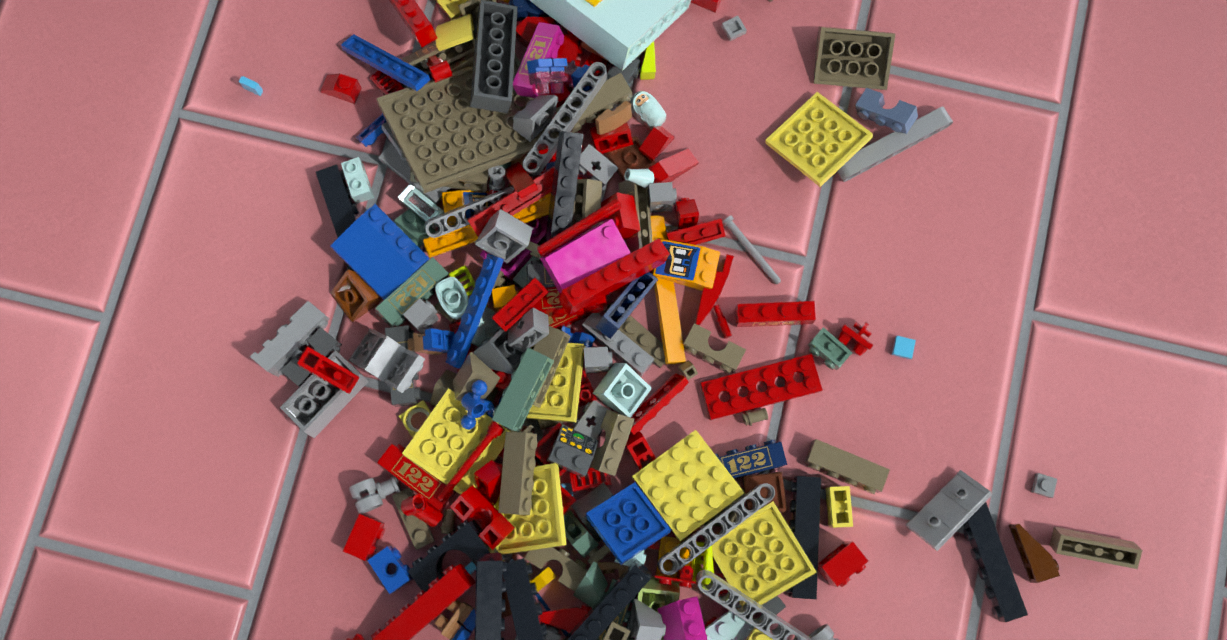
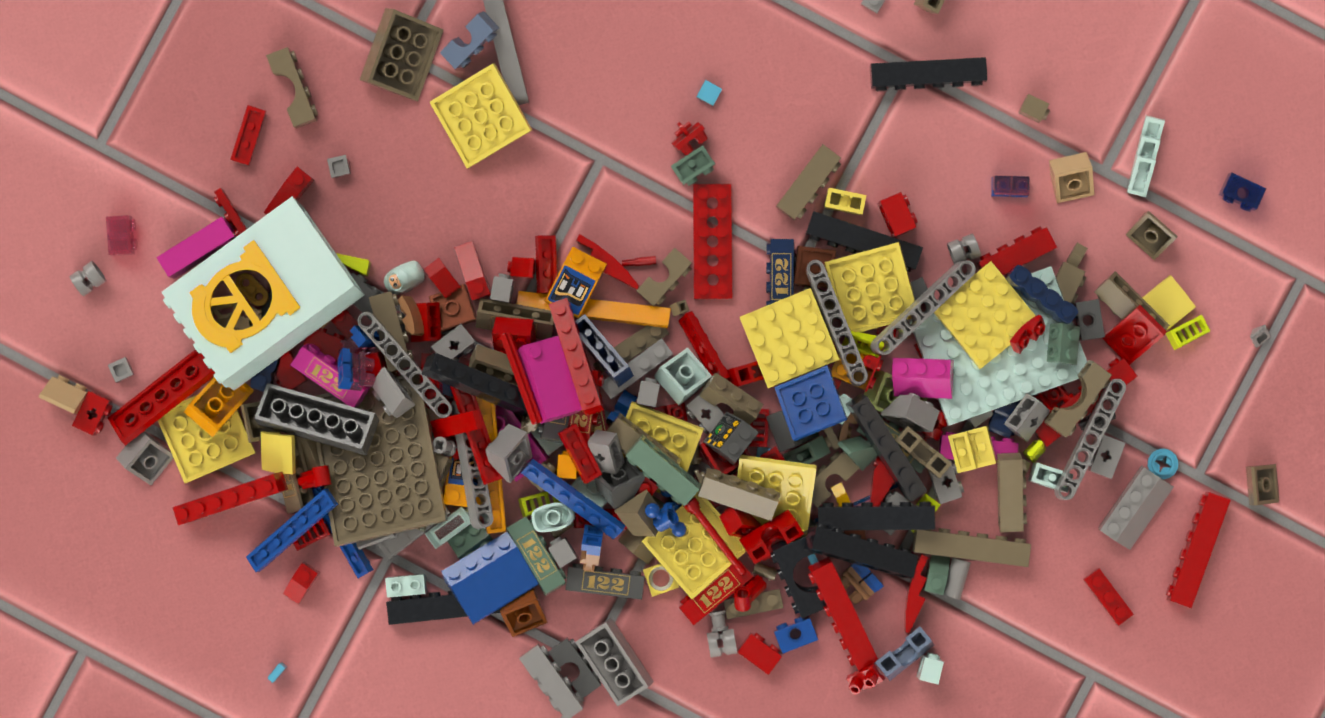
camera: 75 degrees left, 10 degrees up
(327, 370) = (596, 651): red slope -> none
(387, 360) = (600, 593): light grey bracket -> none
(641, 177) = (480, 304): light aqua cone -> none
(750, 248) = (574, 213): light grey bar -> none
(754, 416) = (739, 256): dark tan pin -> none
(775, 314) = (646, 209): red brick -> none
(949, 510) = (873, 100): light grey container -> none
(1035, 558) = (939, 31): reddish brown slope -> none

